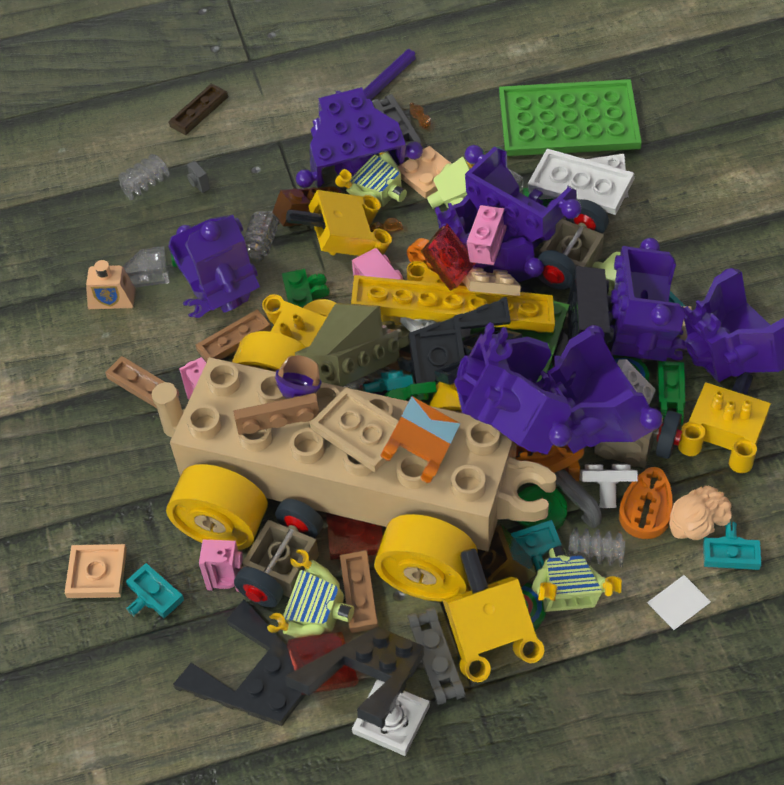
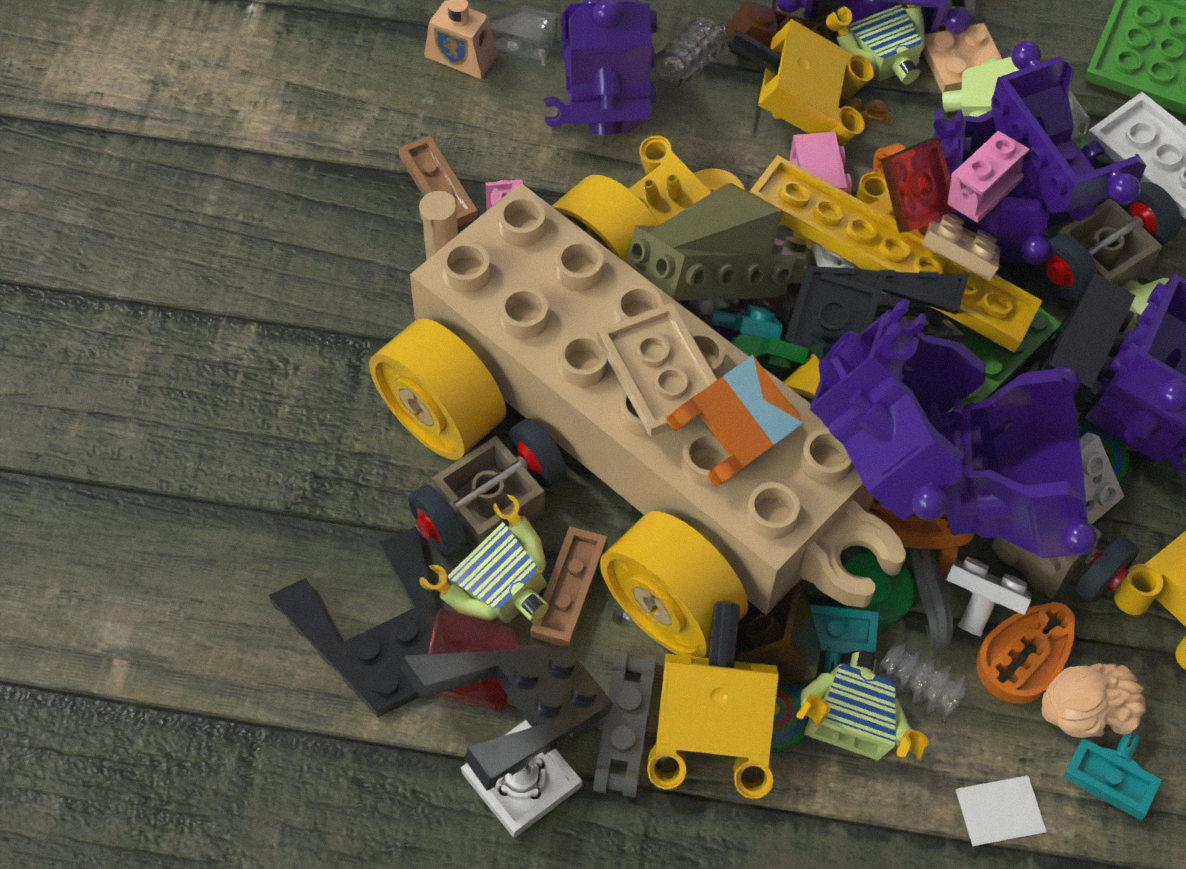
camera: 20 degrees right, 5 degrees up
(95, 571) = (252, 402): light nougat plate -> none
(152, 592) = (307, 463): teal plate -> none
(220, 563) = (404, 463): bright pink hinge -> none
(228, 339) = (561, 174): medium nougat plate -> none
(276, 414) = (560, 298): medium nougat plate -> none
(298, 287) = (707, 140): green hinge -> none
(298, 377) = (614, 262): piece -> none
(352, 536) = (596, 508): clear red plate -> none
(671, 387) = (1148, 504): green hinge -> none

